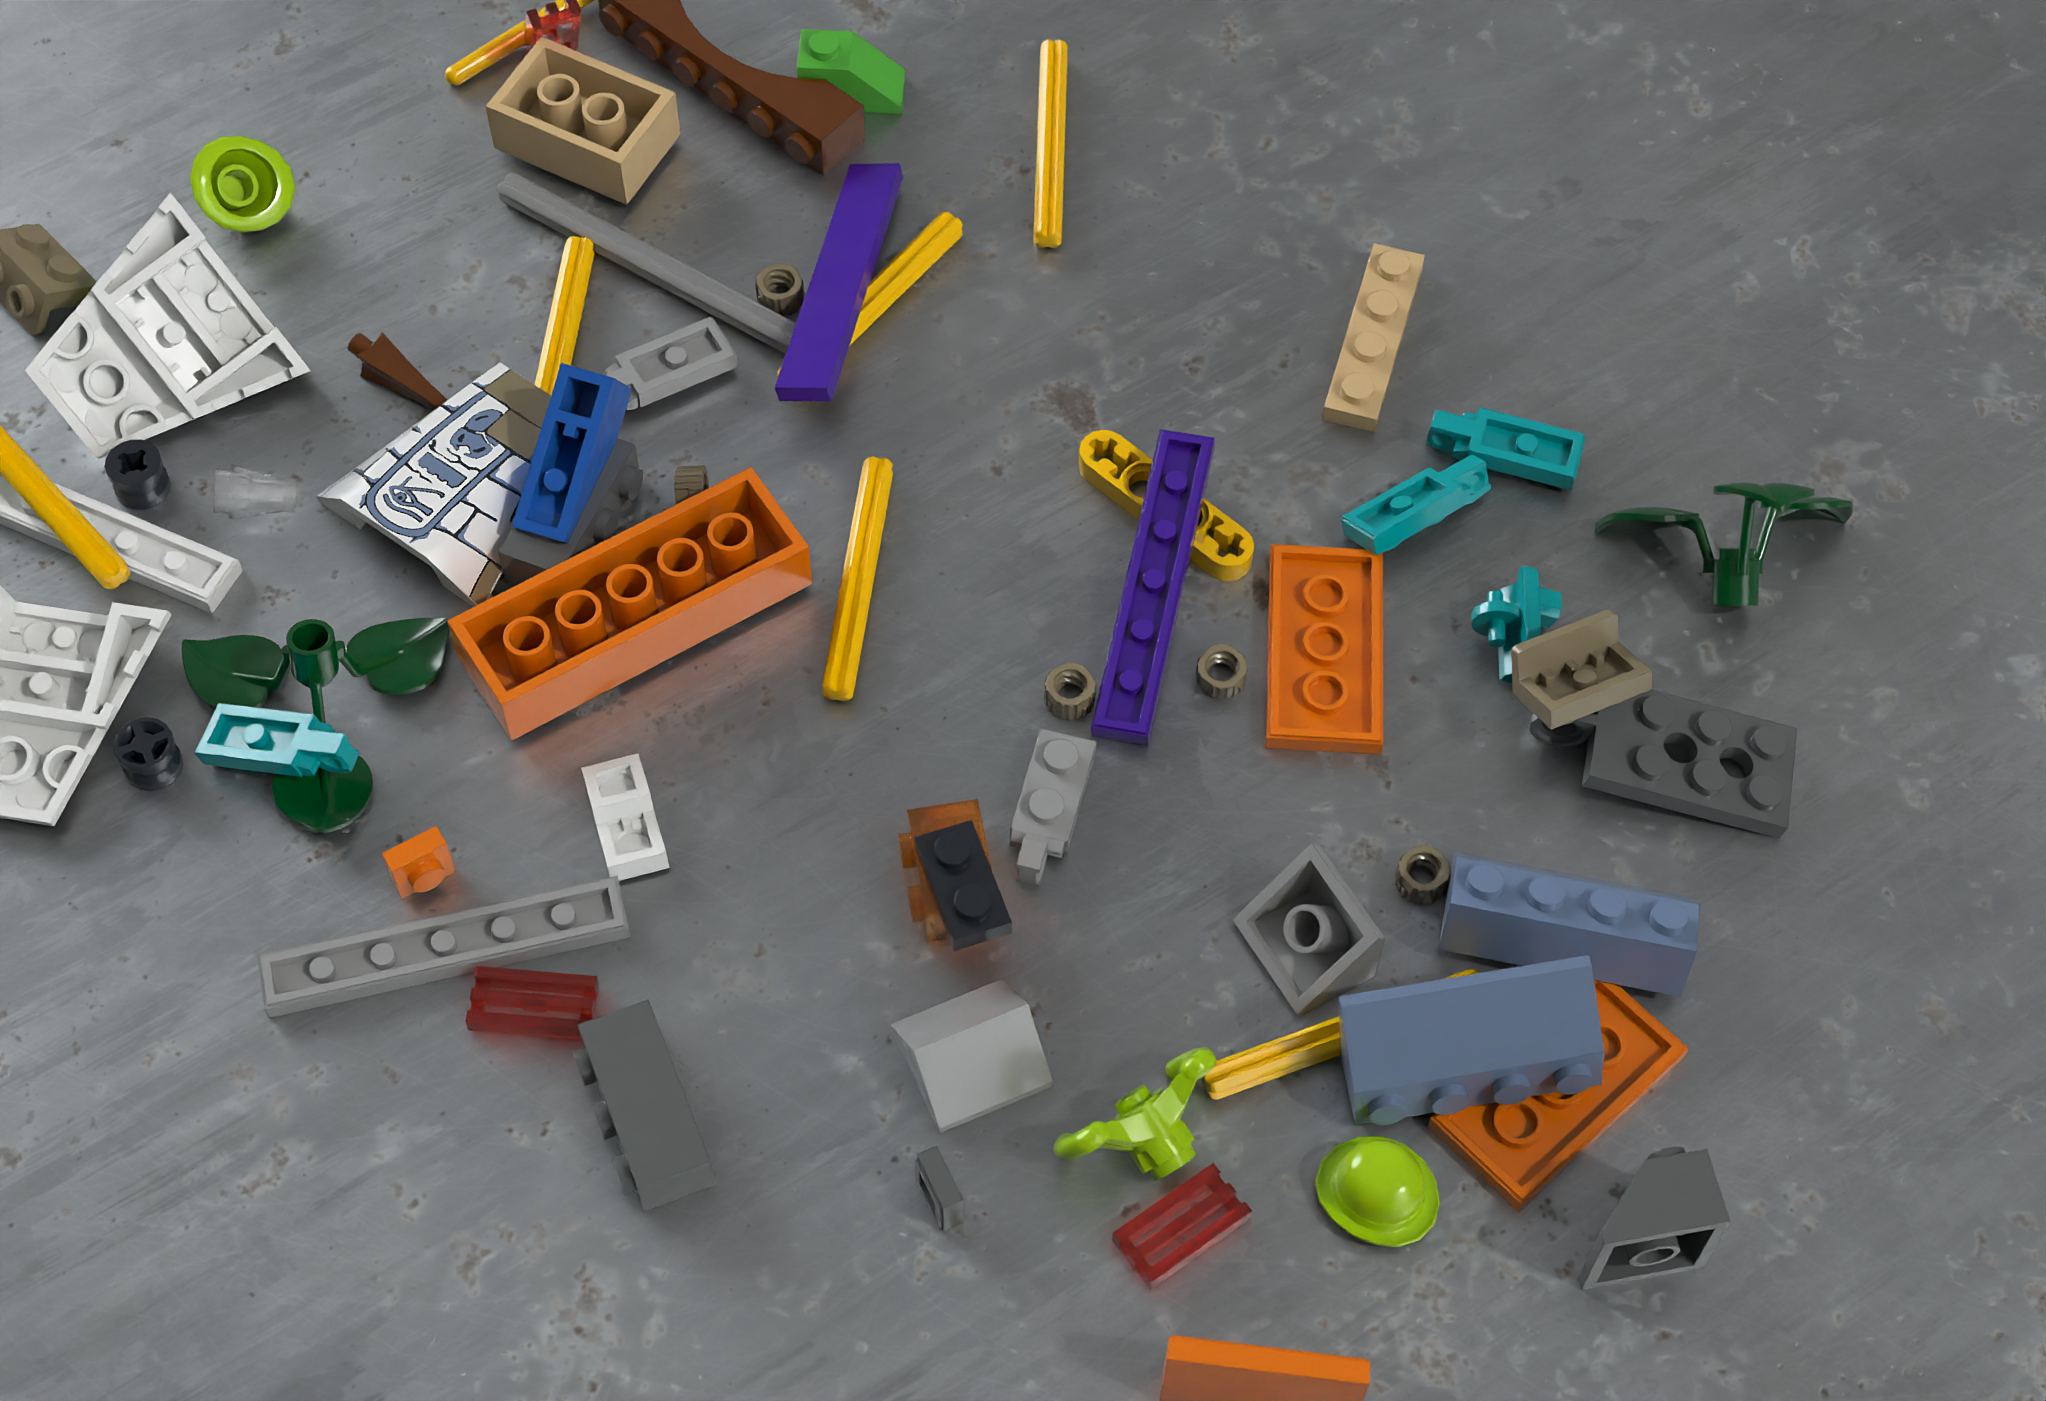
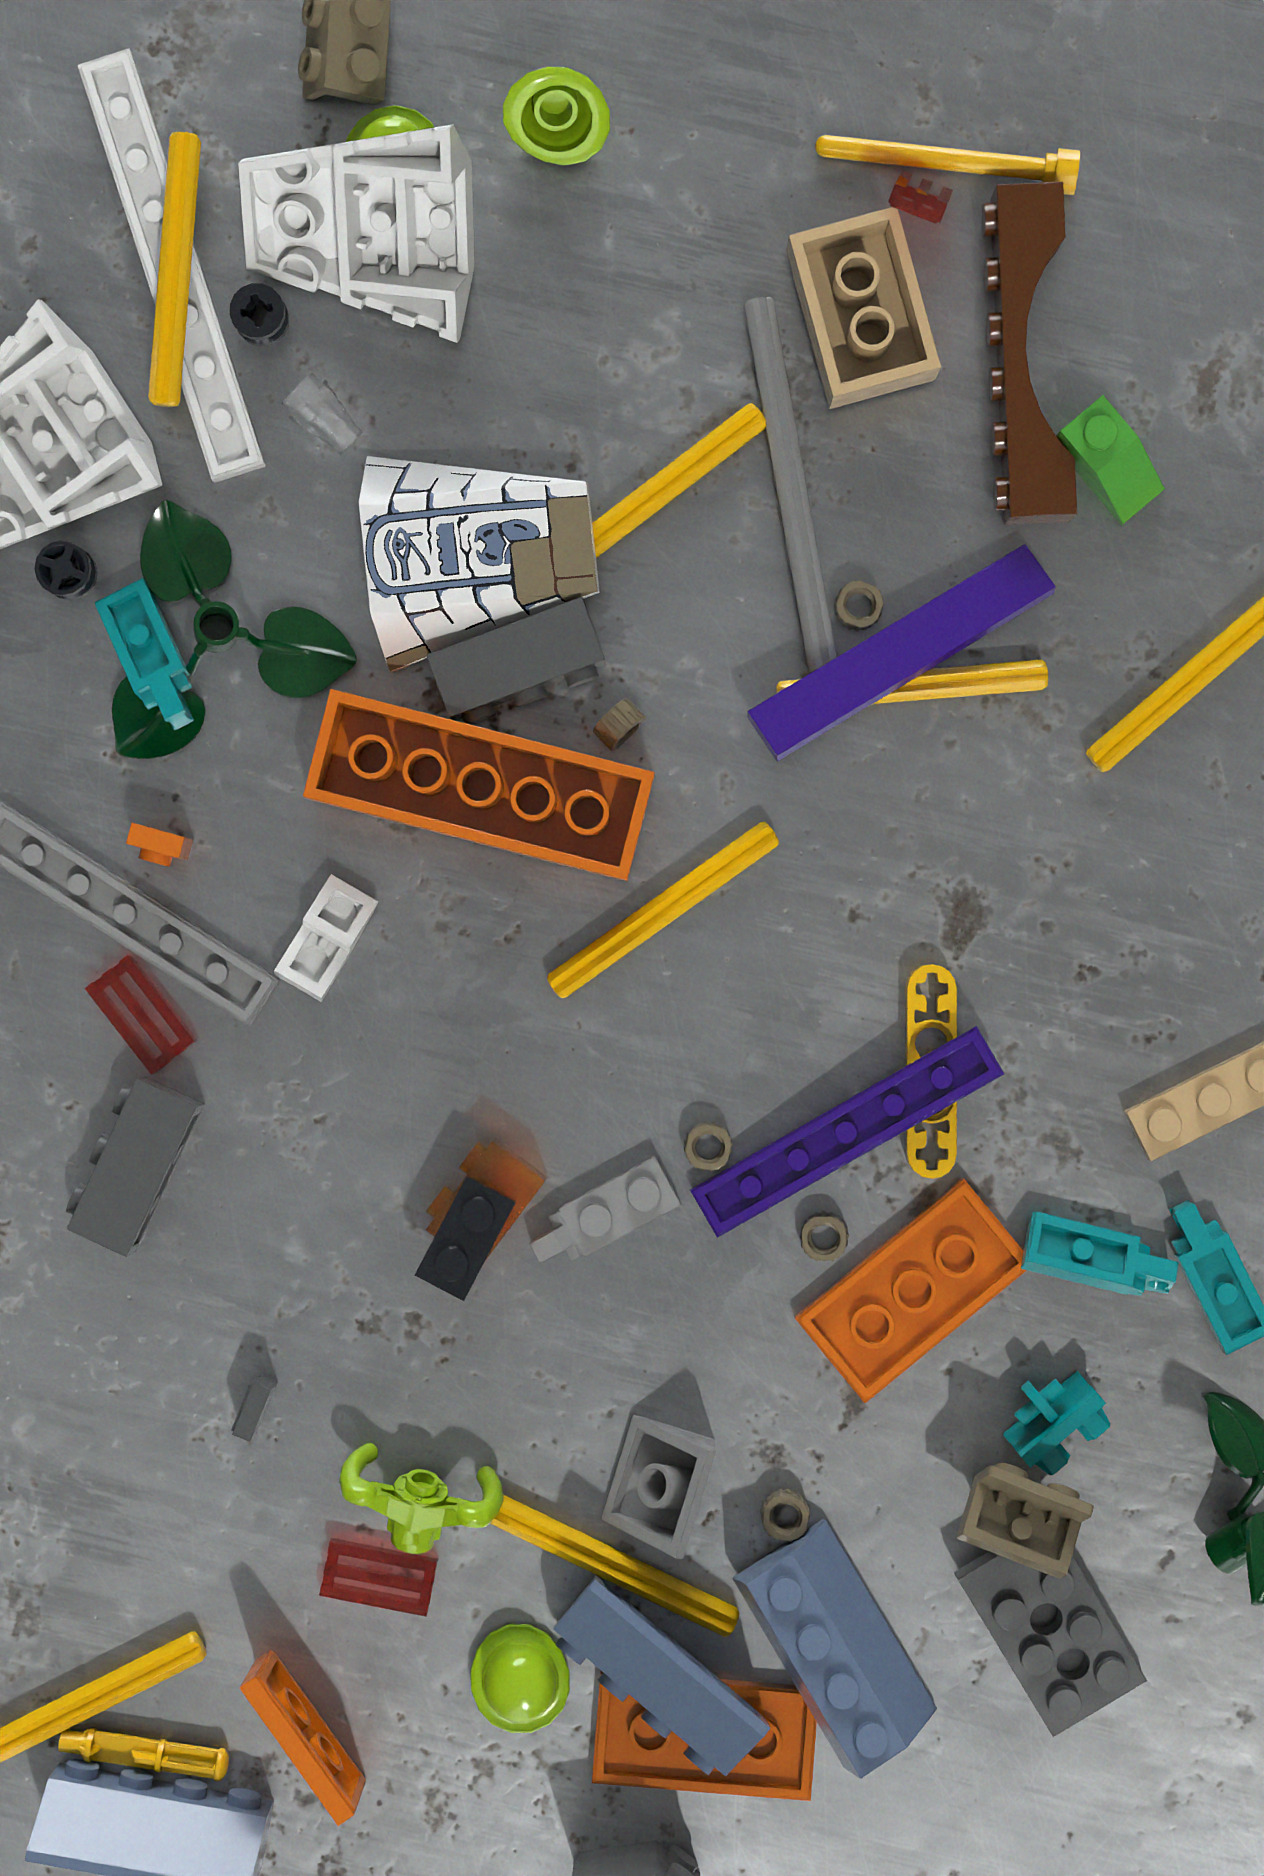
camera: 50 degrees right, 30 degrees up
(390, 368) = (517, 390): reddish brown piece -> none
(571, 451) = (543, 633): blue slope -> none
(673, 362) = (705, 595): light grey hinge -> none
(973, 1054) = (373, 1331): light grey slope -> none

